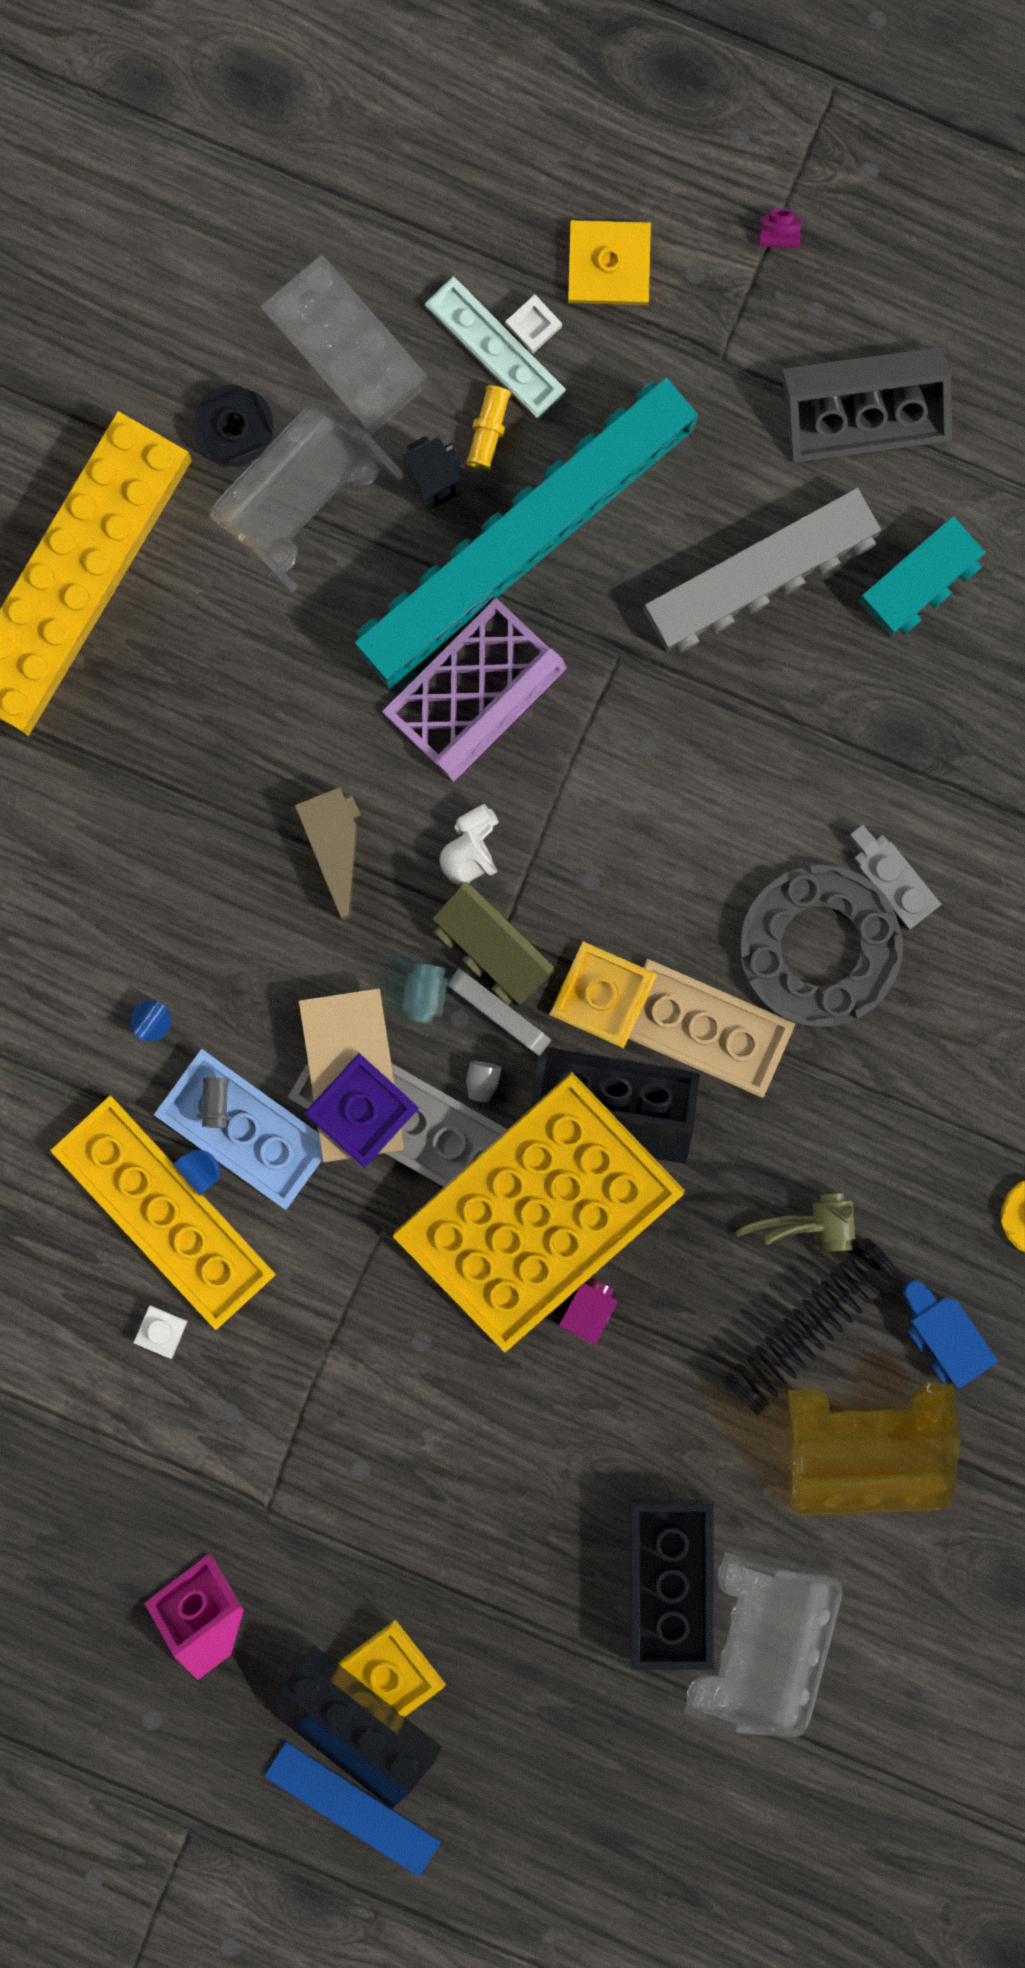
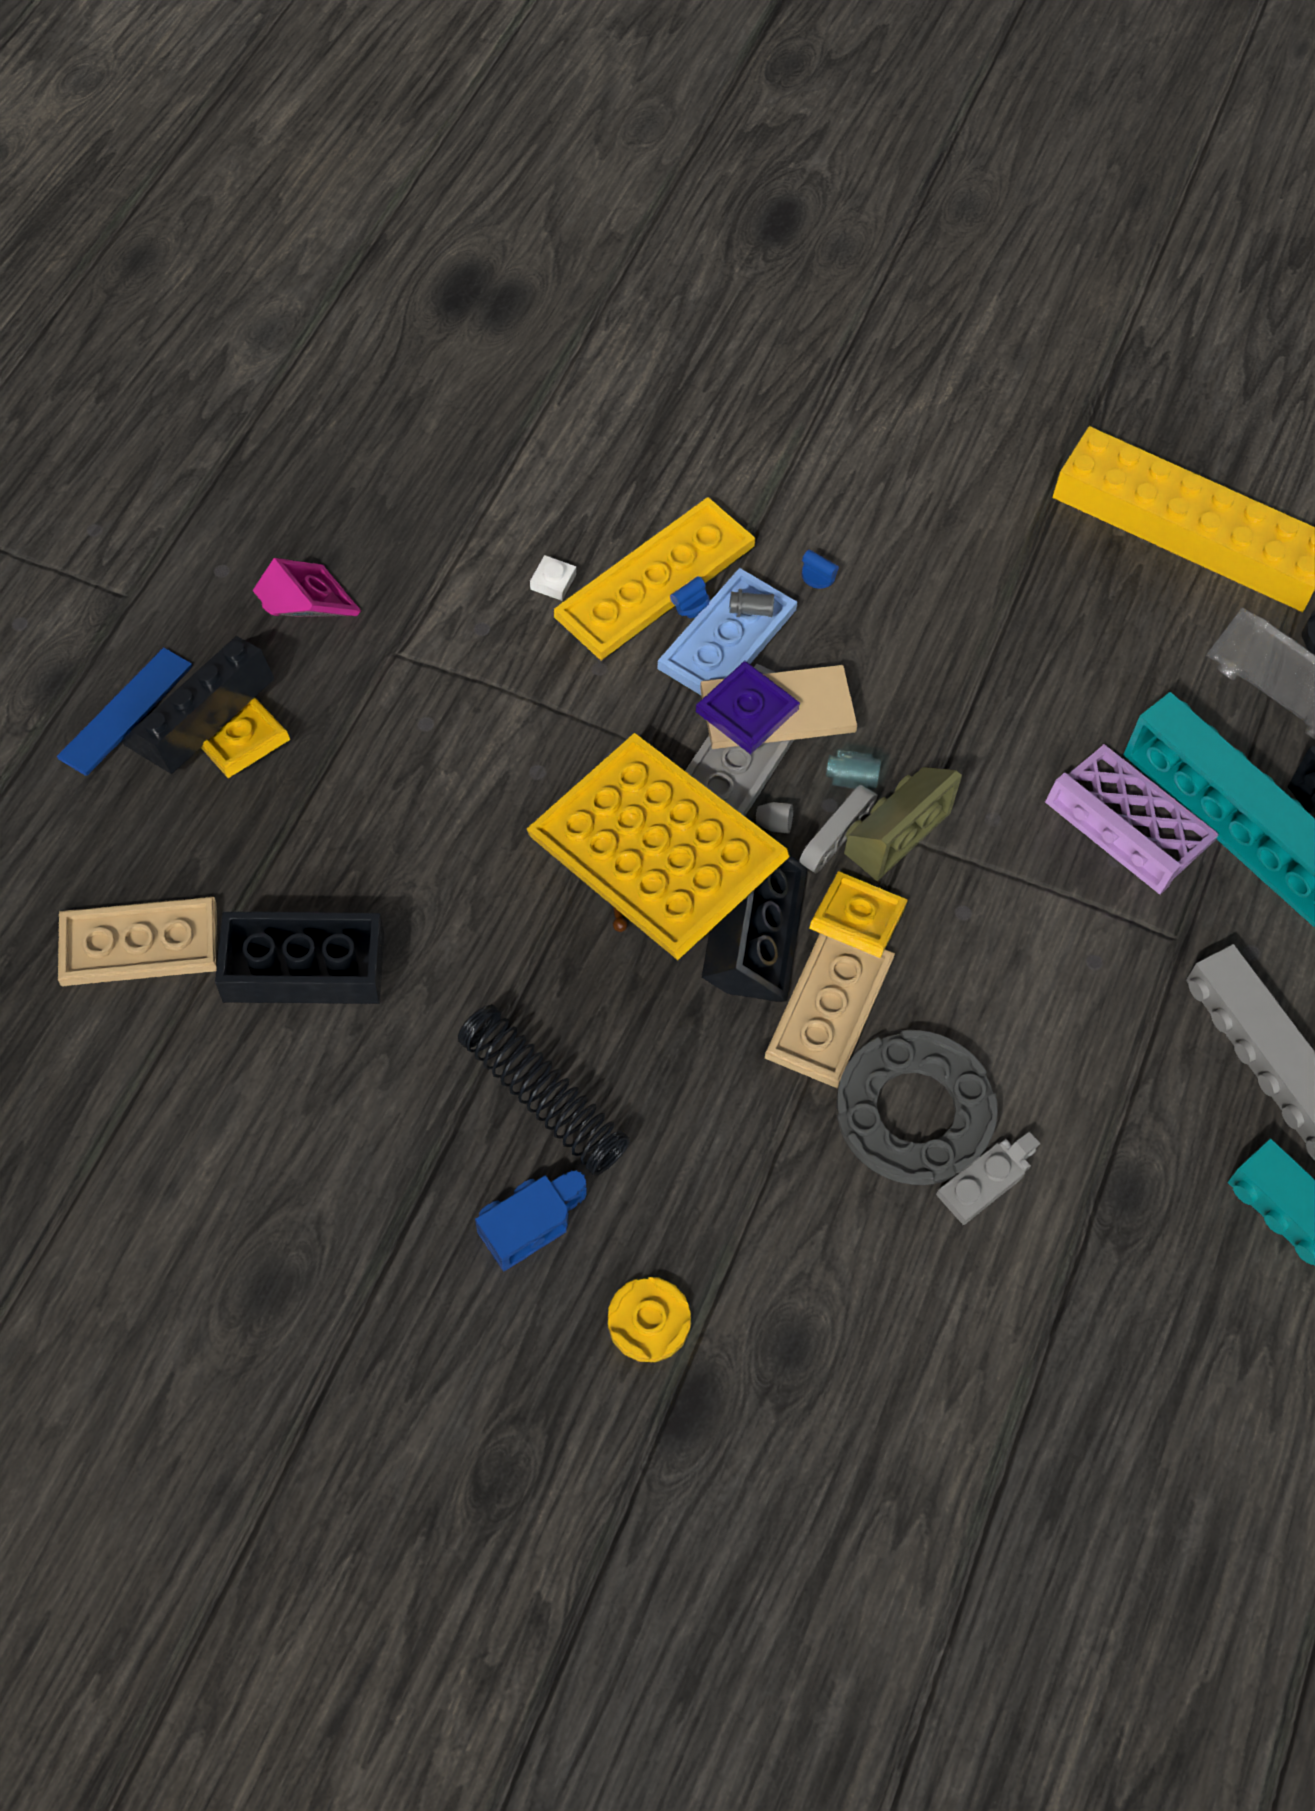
camera: 90 degrees right, 25 degrees down
(333, 836) = (982, 702): dark tan slope -> none
(468, 855) = (983, 806): white piece -> none
(589, 1310) = (562, 897): magenta brick -> none
(641, 1760) = (137, 941): none -> tan tile
(771, 1650) = (228, 1049): clear windscreen -> none
(831, 1224) = (645, 1109): olive plant -> none
(872, 1457) = (410, 1134): clear yellow windscreen -> none

